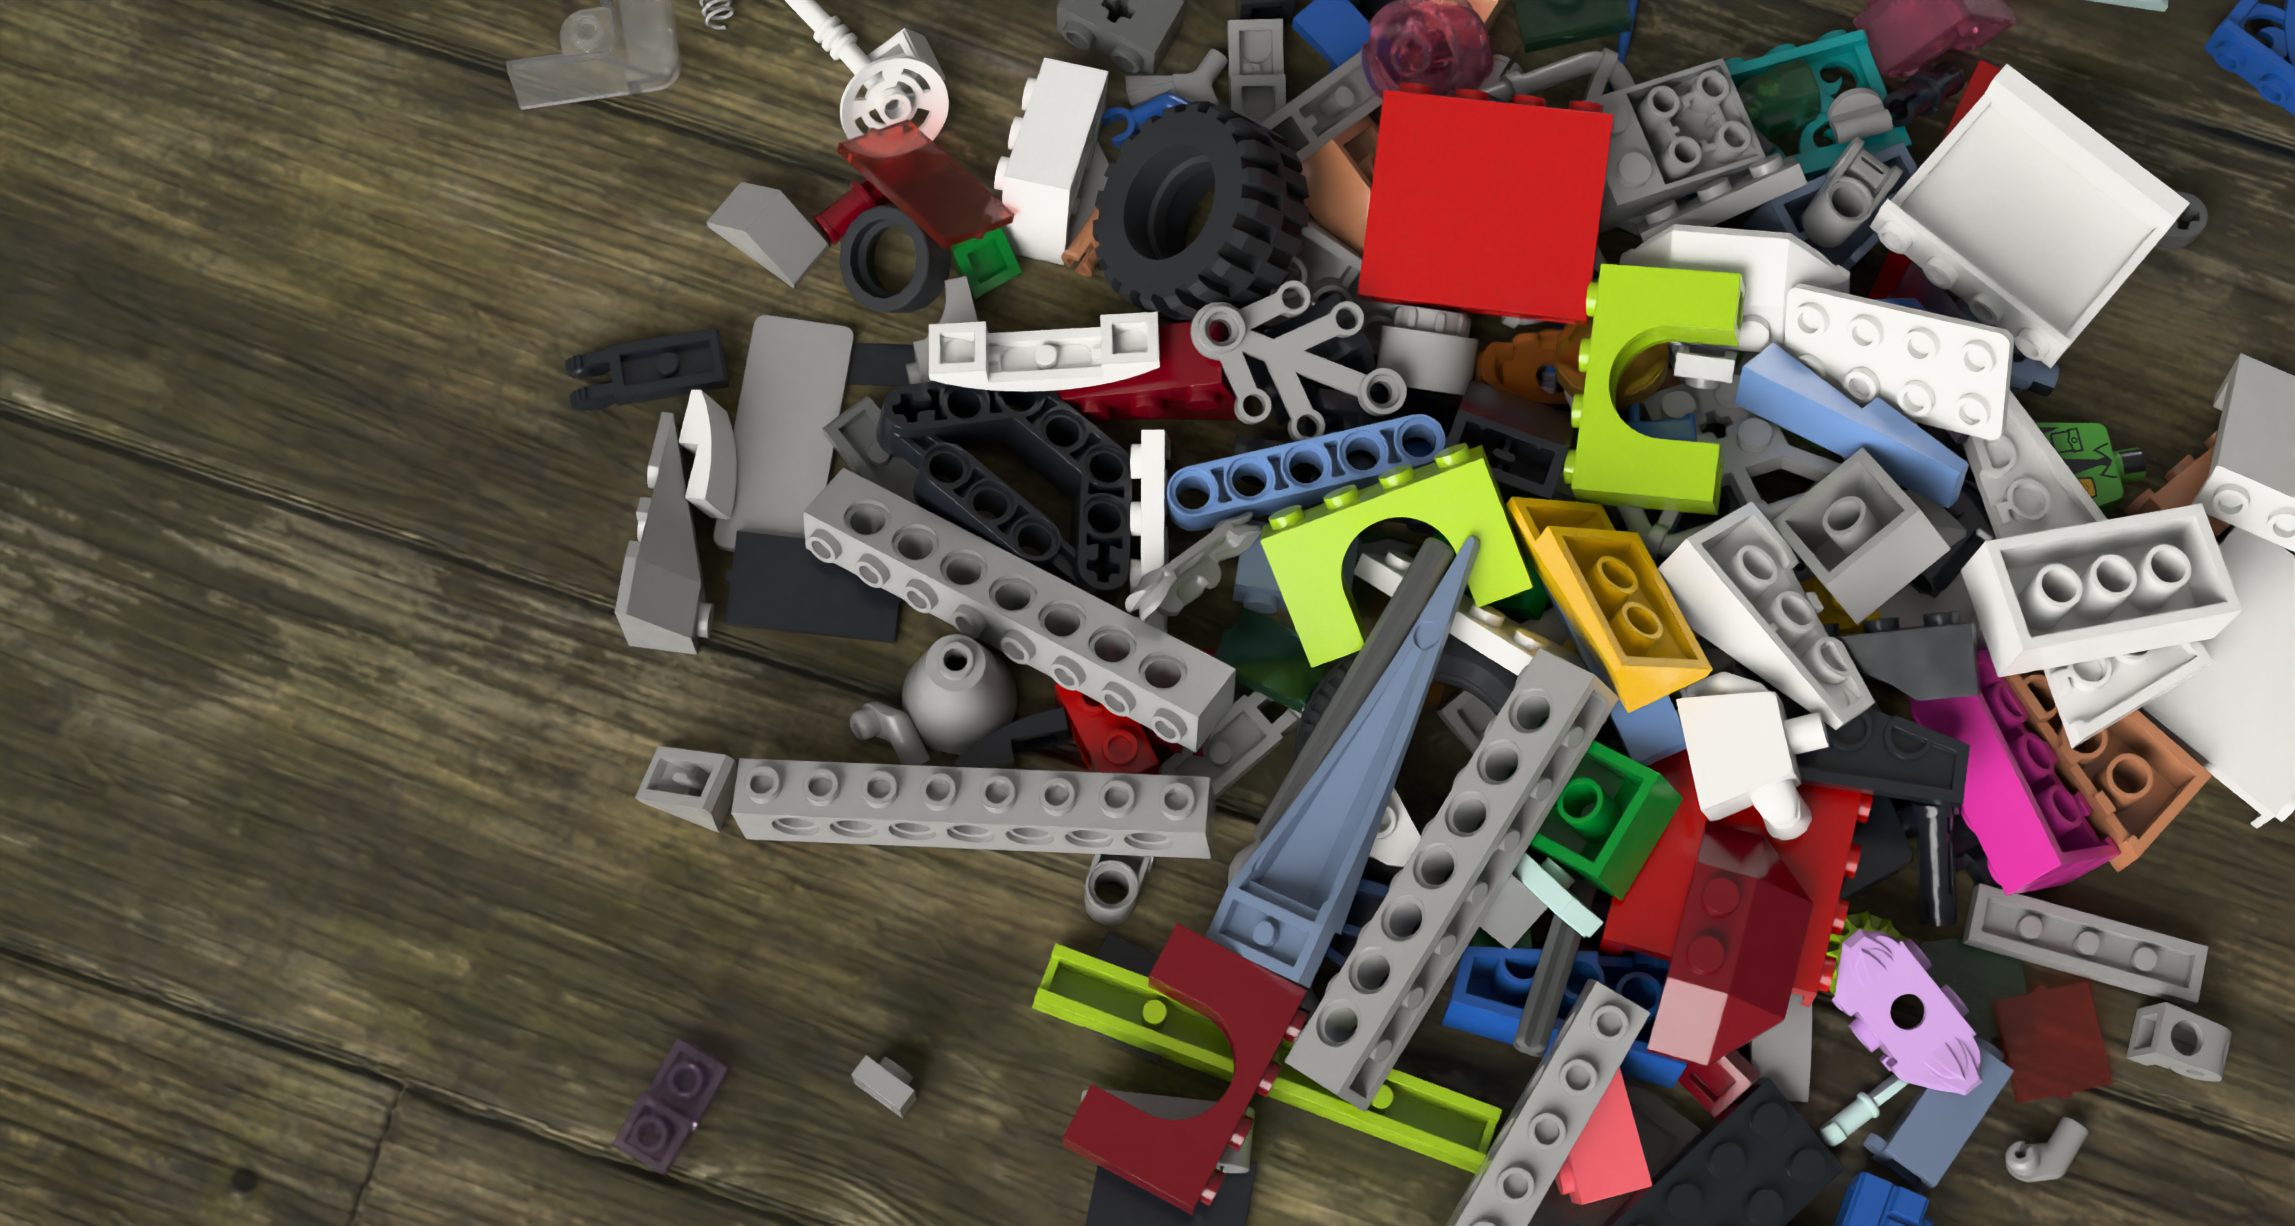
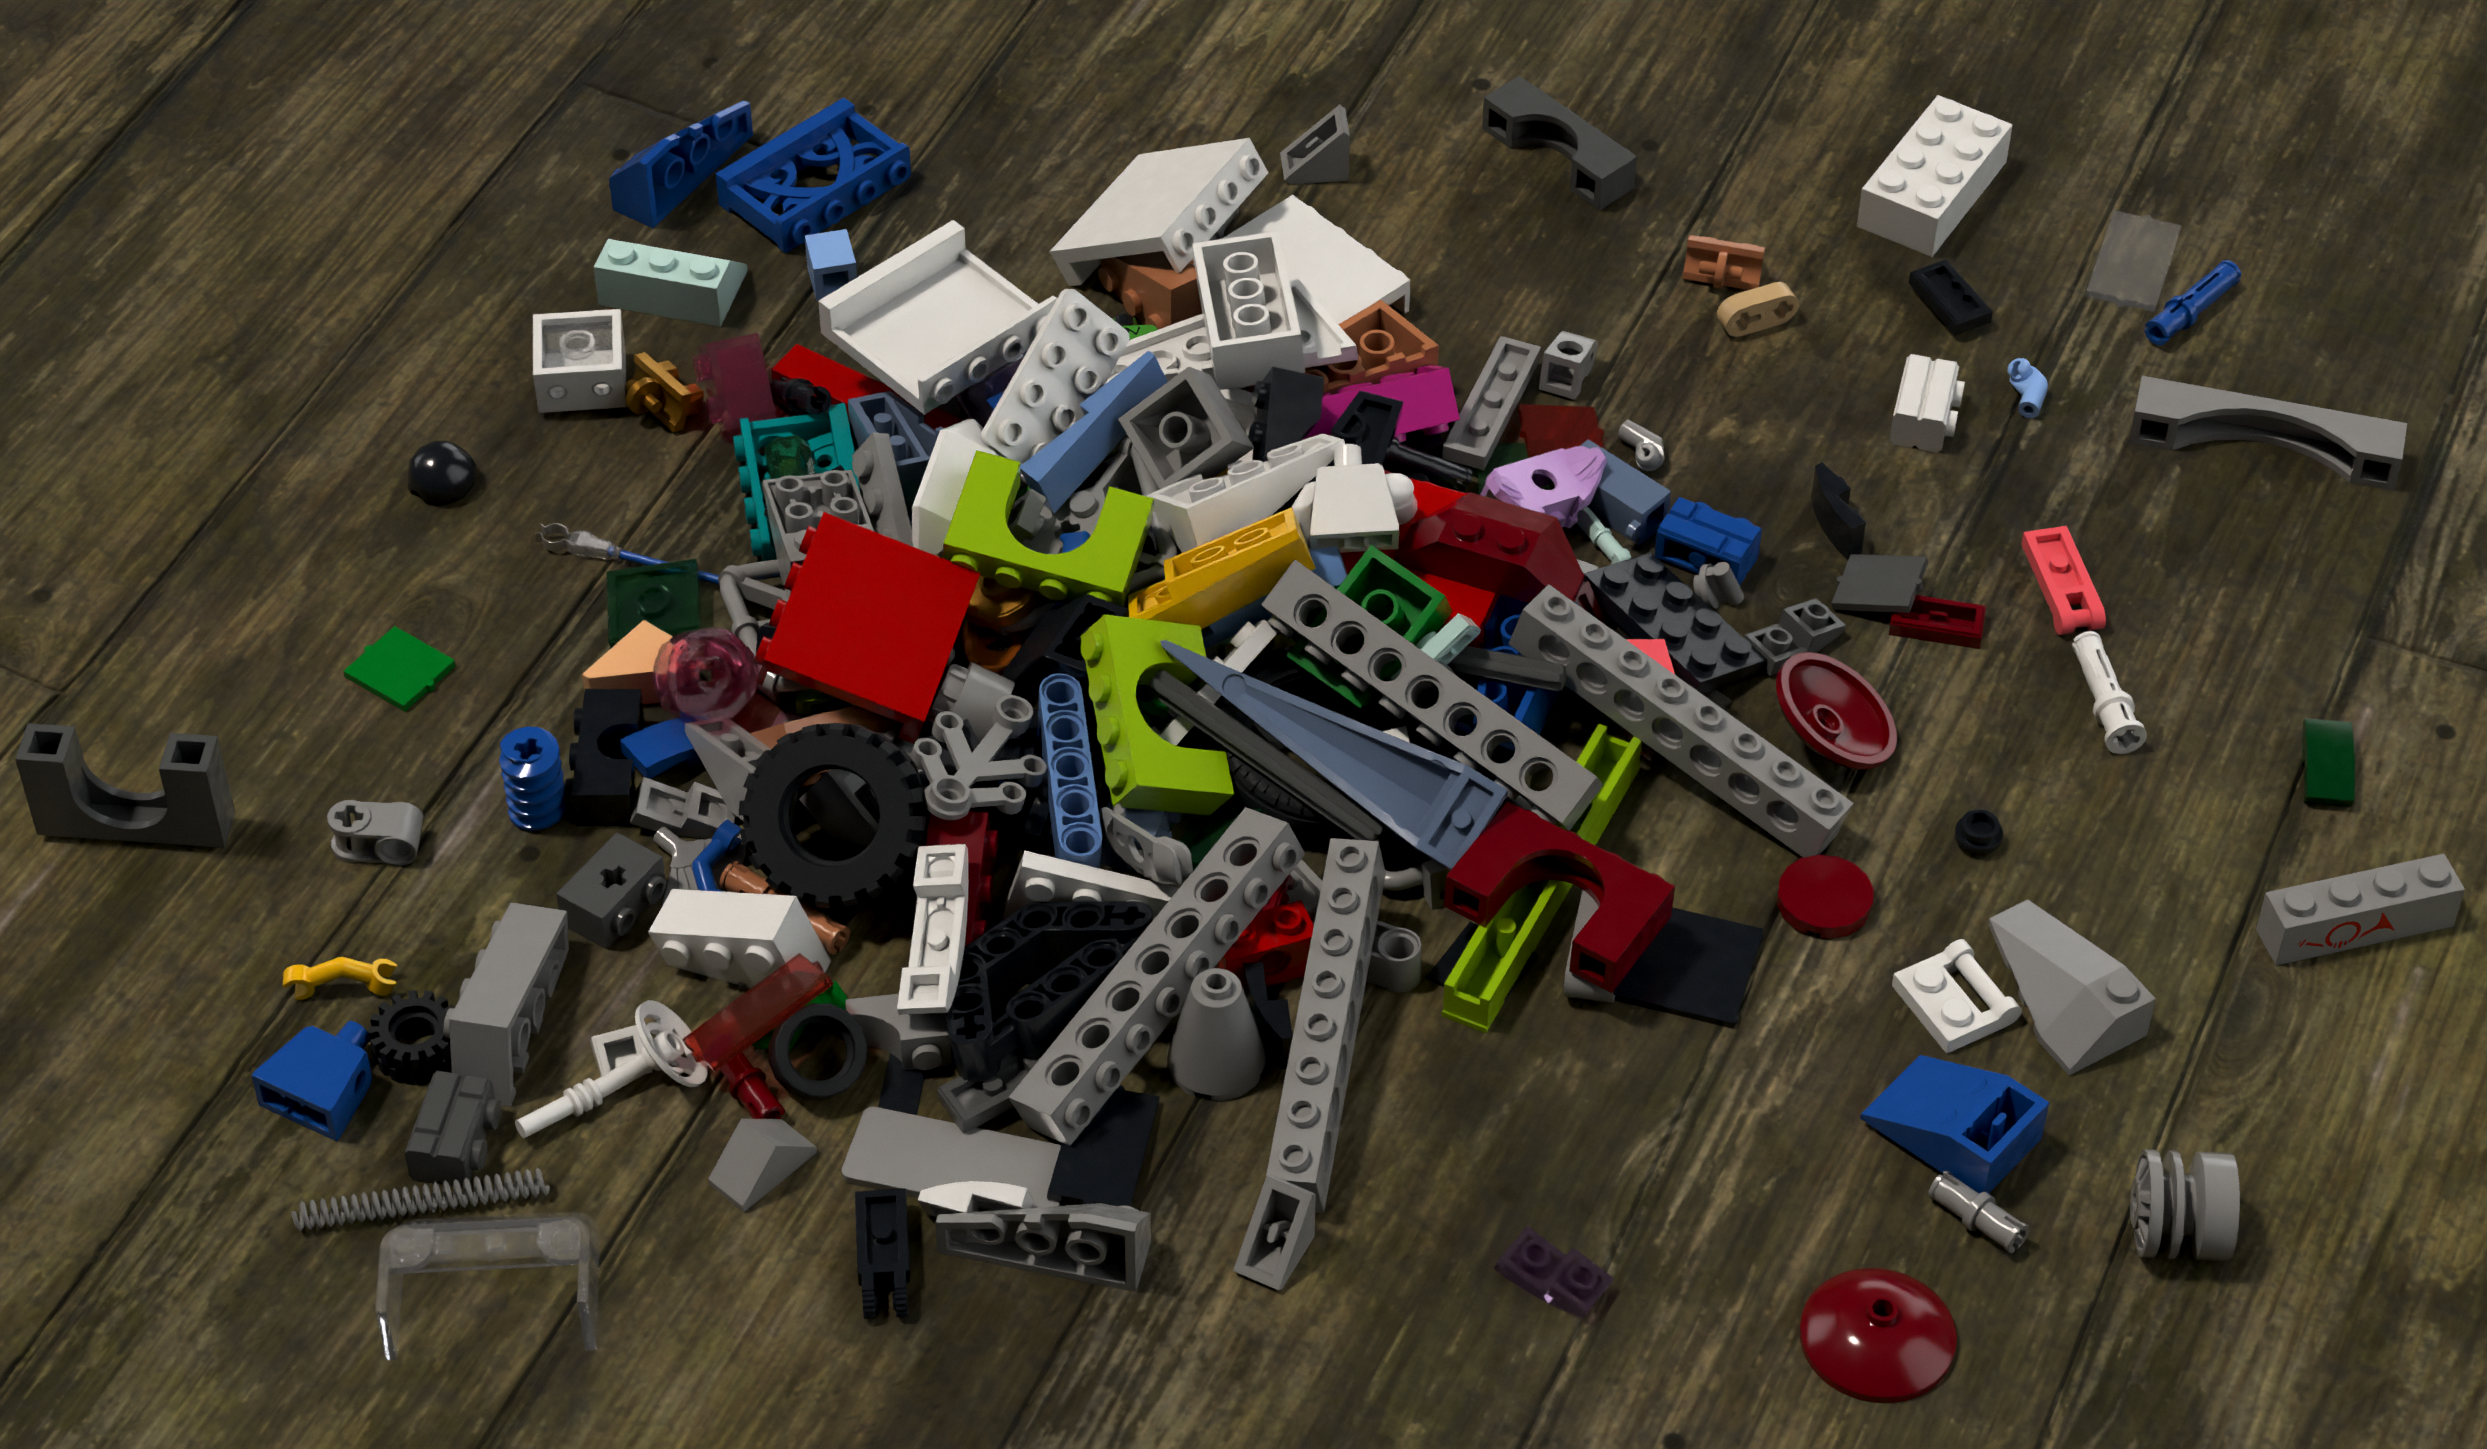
camera: 80 degrees left, 25 degrees down
(886, 1083) = (1549, 1119): light grey plate -> none
(893, 726) = (1238, 1096): light grey arm -> none
(1848, 195) = (898, 413): light grey piece -> none
(1858, 114) = (818, 426): light grey plate -> none
(2176, 100) = (829, 261): none -> light blue brick

